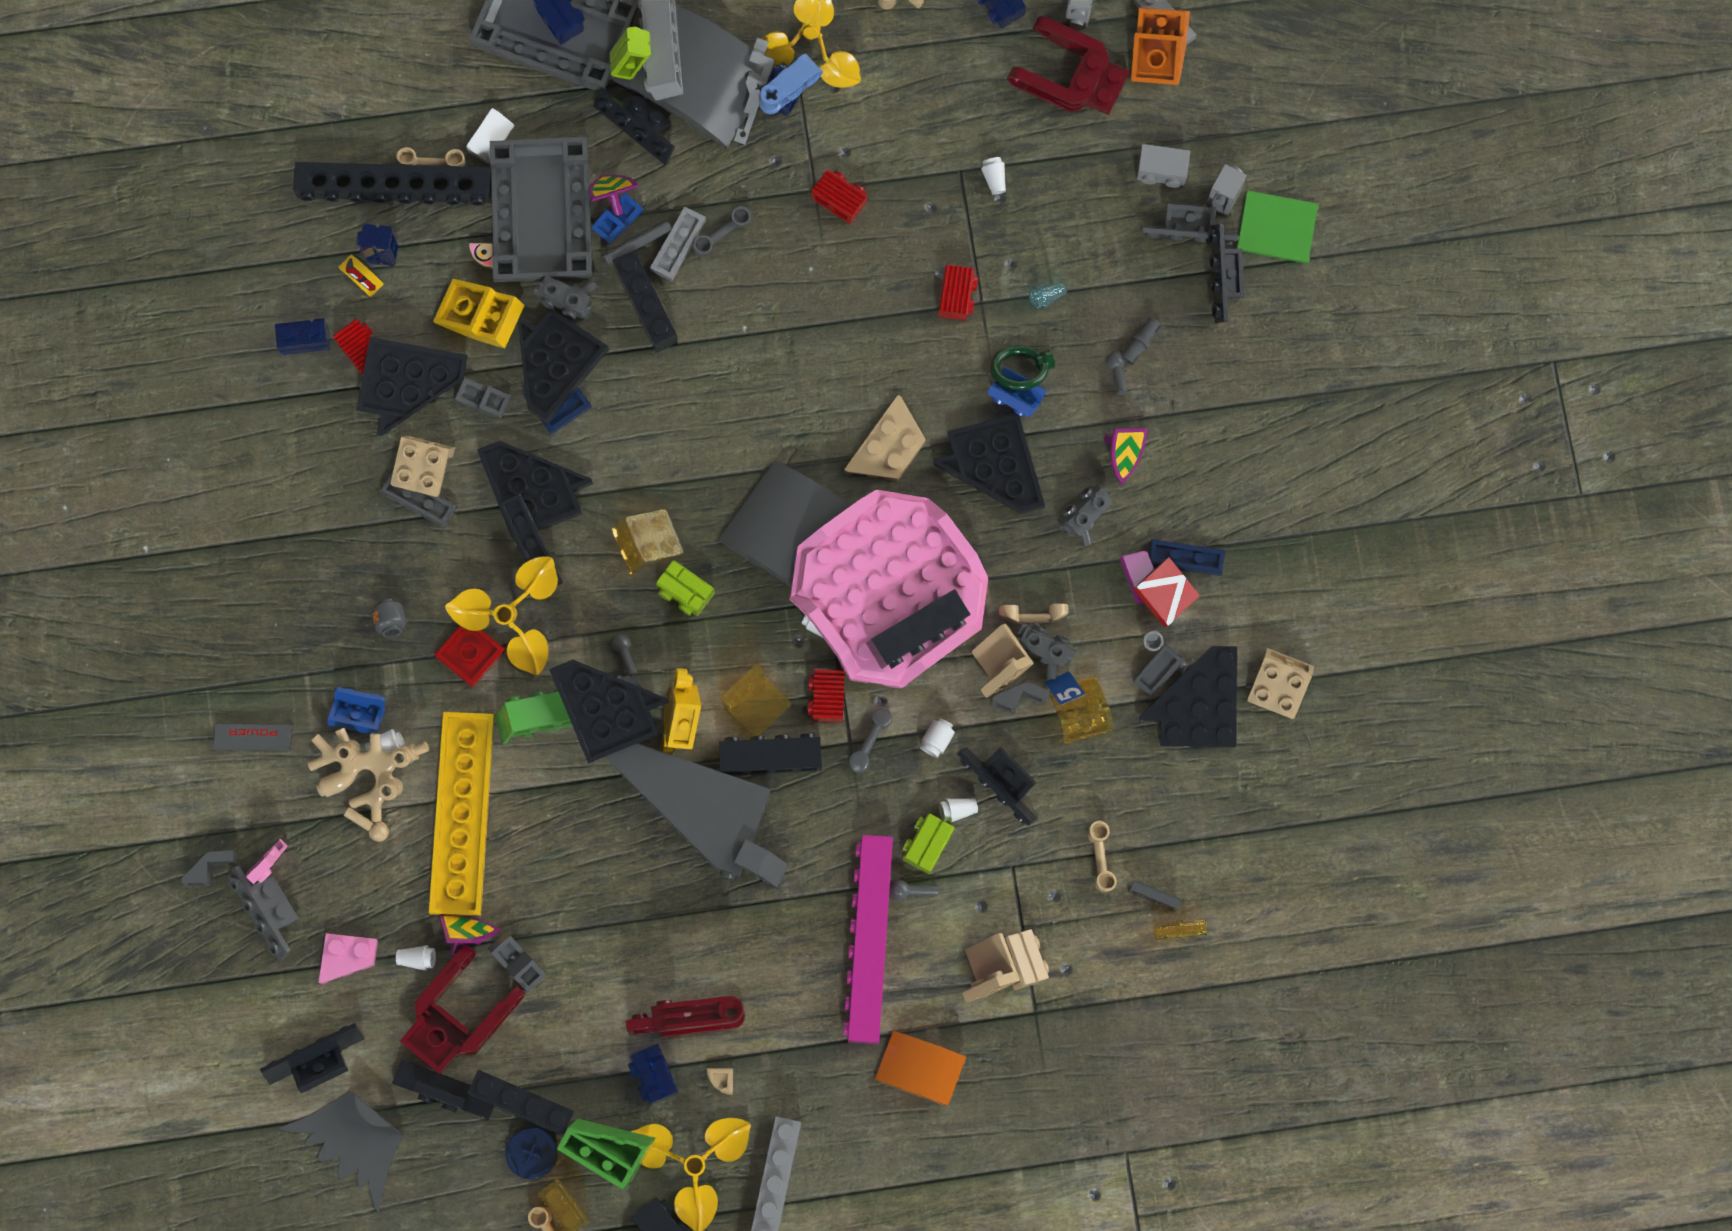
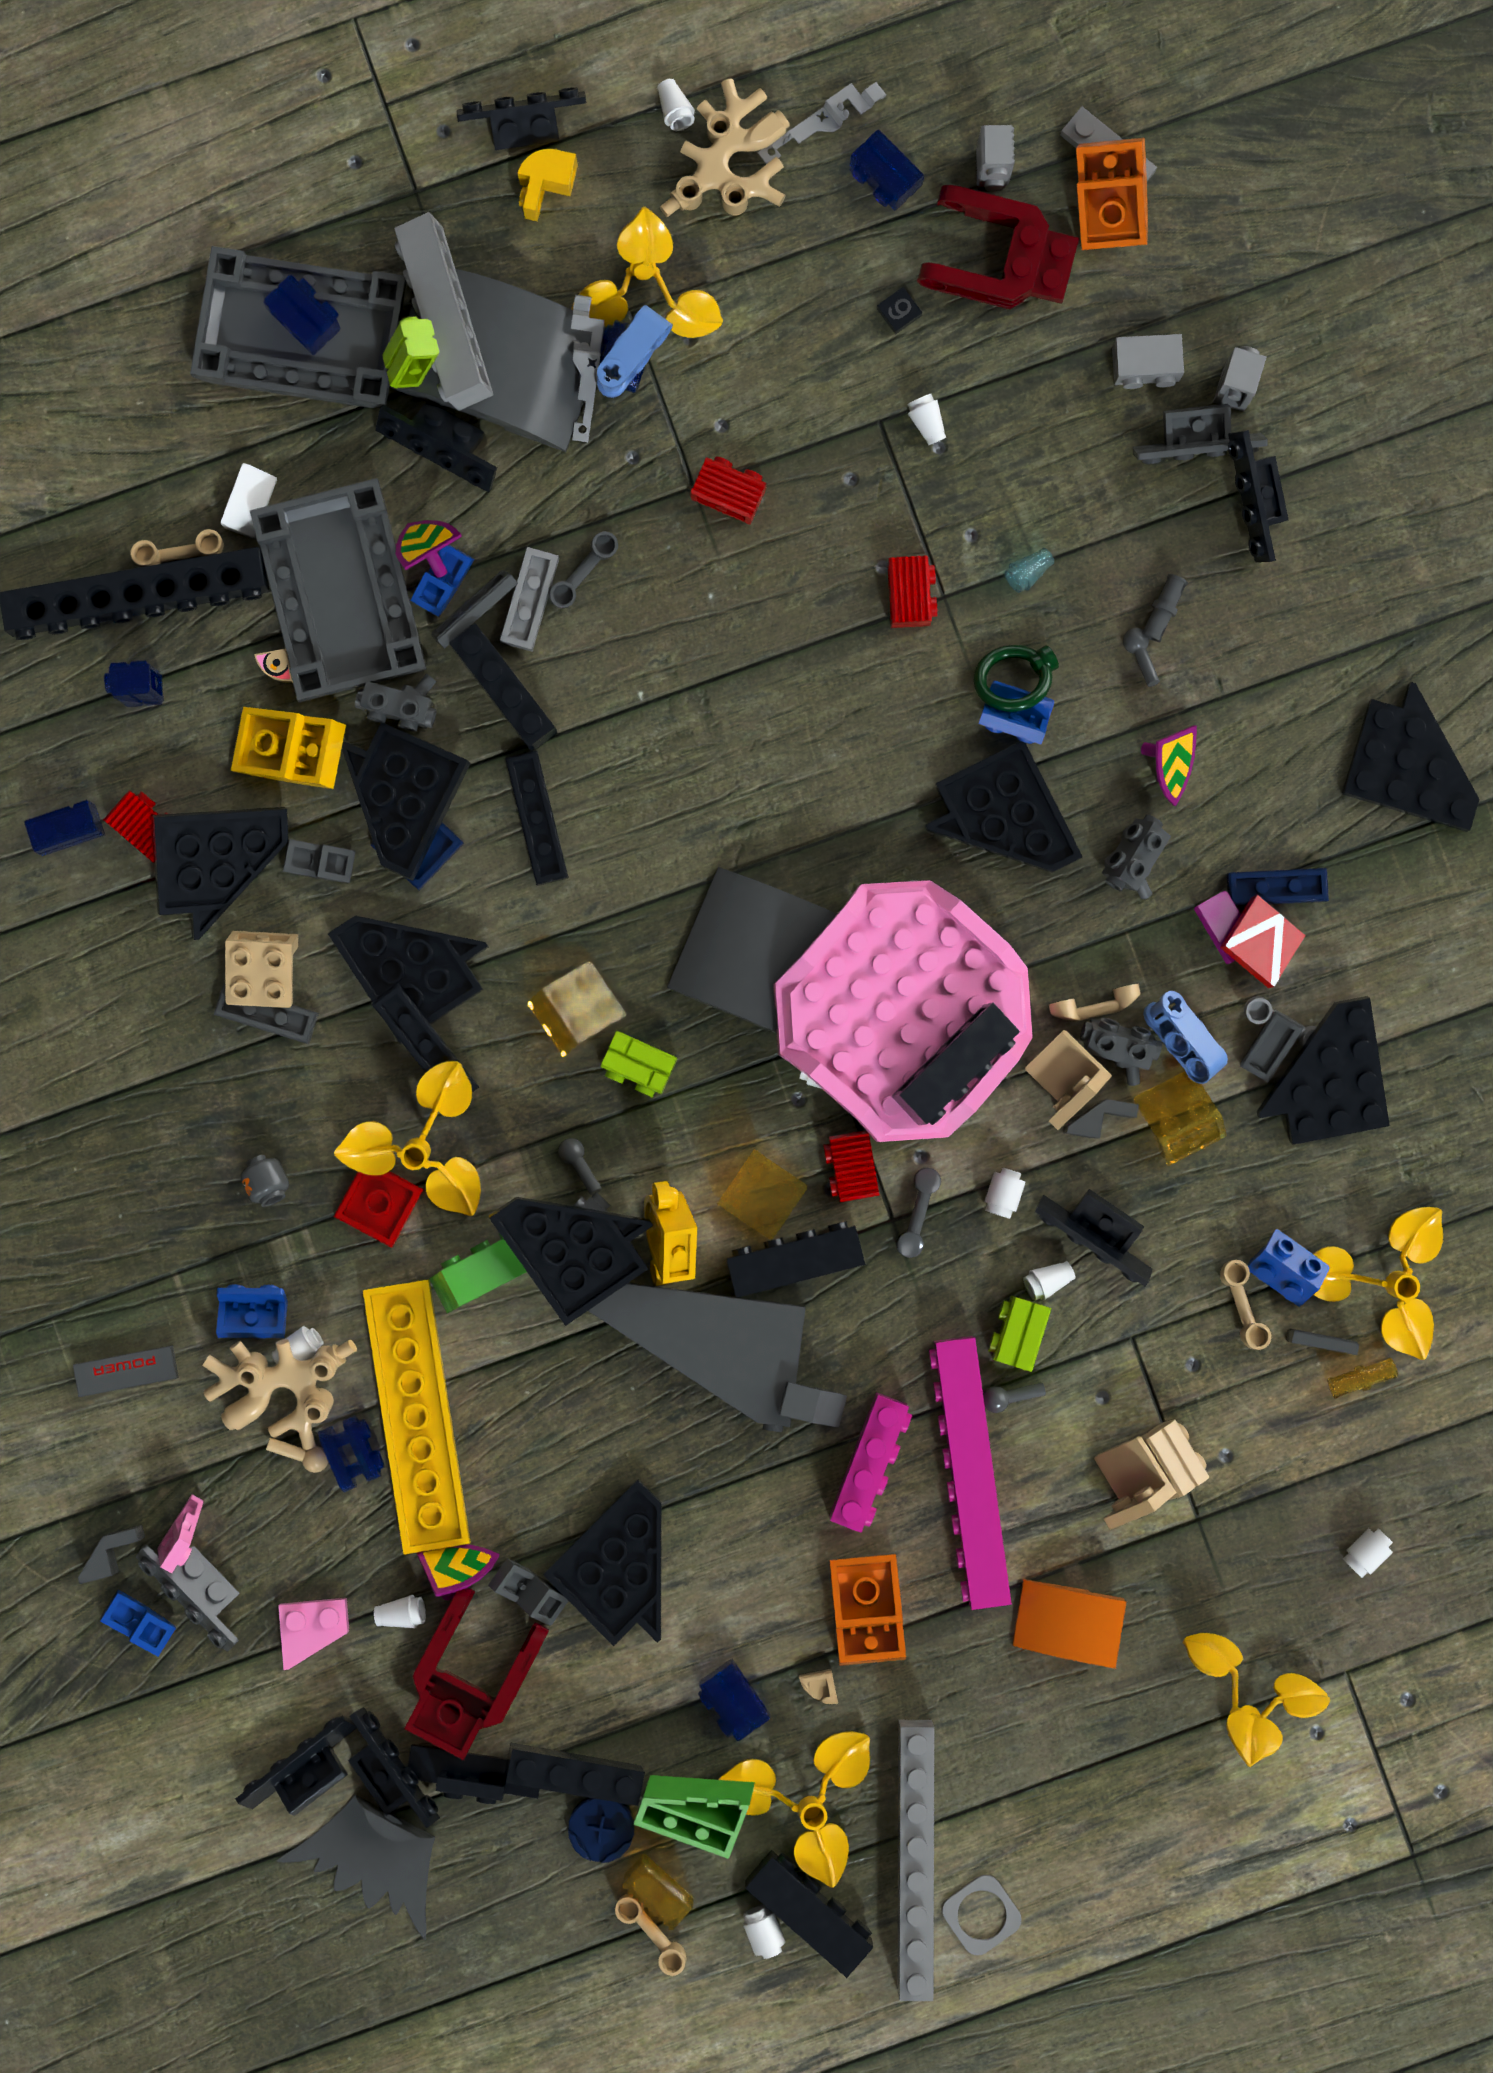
camera: 10 degrees left, 10 degrees up
(217, 925) = (138, 1622): none -> blue slope
(361, 275) = (121, 726): yellow sticker -> none
(376, 1075) = (385, 1773): none -> black bracket
(414, 817) = (368, 1461): none -> clear blue brick
(587, 956) = (616, 1567): none -> black wing
(649, 399) = (537, 818): none -> black tile
(688, 1017) = (764, 1627): dark red plate -> none
(769, 1028) = (867, 1610): none -> orange slope
(793, 916) = (869, 1461): none -> dark pink brick
(889, 445) = (863, 815): tan wing -> none
(990, 97) = (899, 310): none -> black tile
(1038, 1167) = (1248, 1729): none -> yellow plant
(1065, 688) = (1156, 1096): blue sticker -> none
(1095, 650) = (1186, 1037): none -> medium blue piece
(1139, 836) = (1289, 1268): none -> blue bracket
(1159, 1061) = (1368, 1552): none -> white brick
(1218, 899) = (1410, 1325): none -> yellow plant
(1277, 227) = (1313, 413): bright green piece -> none
(1281, 683) = (1432, 1029): tan bracket -> none
(1301, 489) = (1409, 764): none -> black wing

